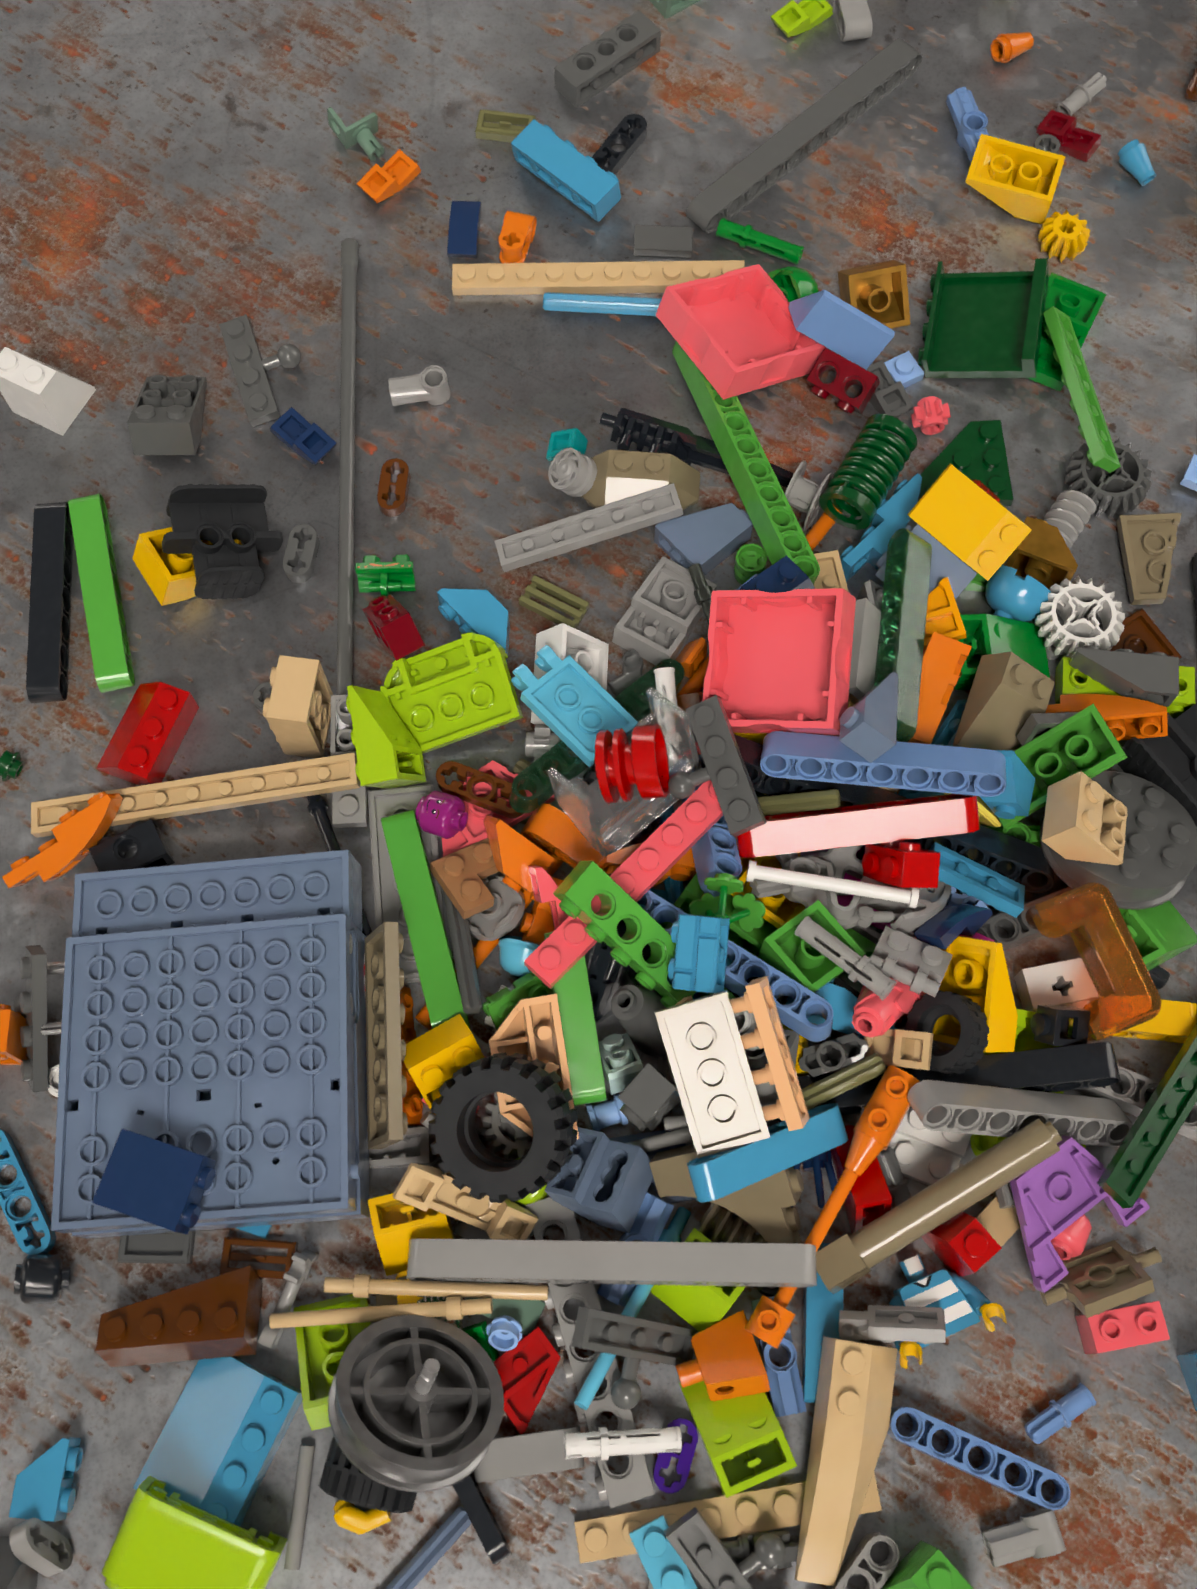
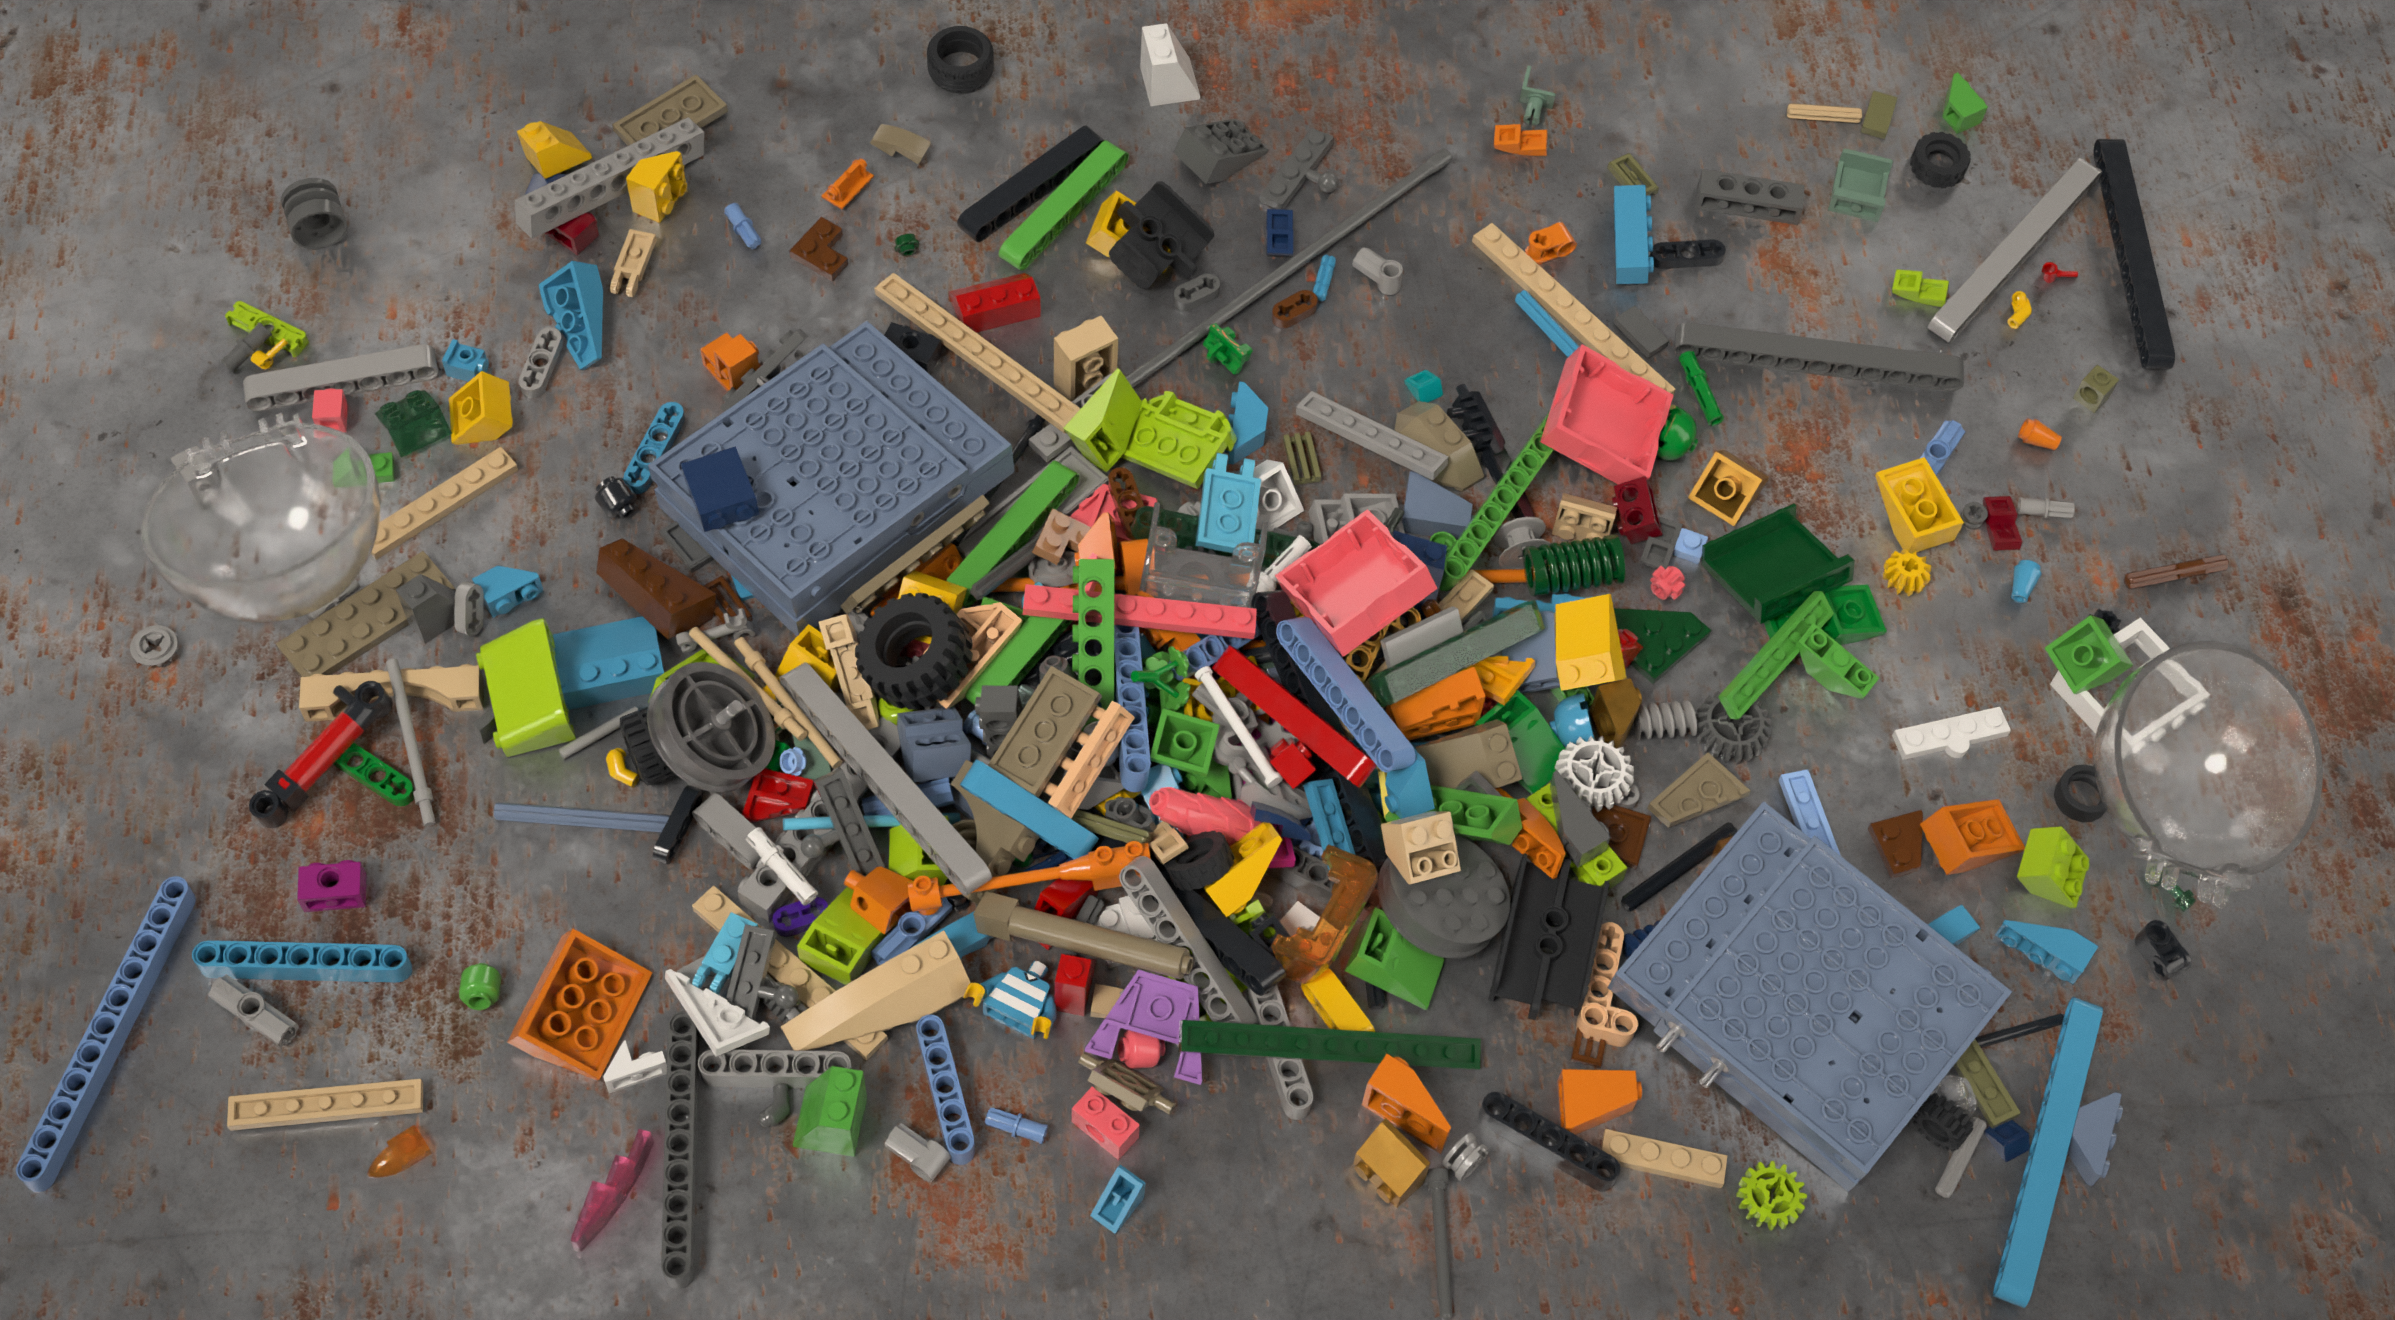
camera: 45 degrees right, 10 degrees down
(72, 842) = (891, 307): orange slope -> none
(383, 437) = (1324, 277): none -> dark azure axle
(393, 626) = (1190, 373): dark red brick -> none
(441, 814) = (1089, 491): magenta head -> none
(464, 229) = (1524, 209): dark blue slope -> none
(572, 472) = (1403, 398): light grey wheel -> none
(626, 764) = (1209, 551): red wheel -> none
(699, 953) = (1115, 669): dark azure brick -> none
(723, 767) = (1255, 605): dark grey plate -> none
(800, 802) = (1275, 670): olive axle -> none
(818, 428) = (1583, 518): none -> tan slope
(840, 327) = (1665, 474): medium blue slope -> none
(857, 967) = (1190, 769): light grey pin -> none
(871, 722) = (1363, 654): sand blue slope -> none
(894, 1324) = (987, 971): light grey hinge -> none
(910, 961) = (1226, 805): light grey plate -> none
(1118, 356) = (1834, 665): none -> bright green slope

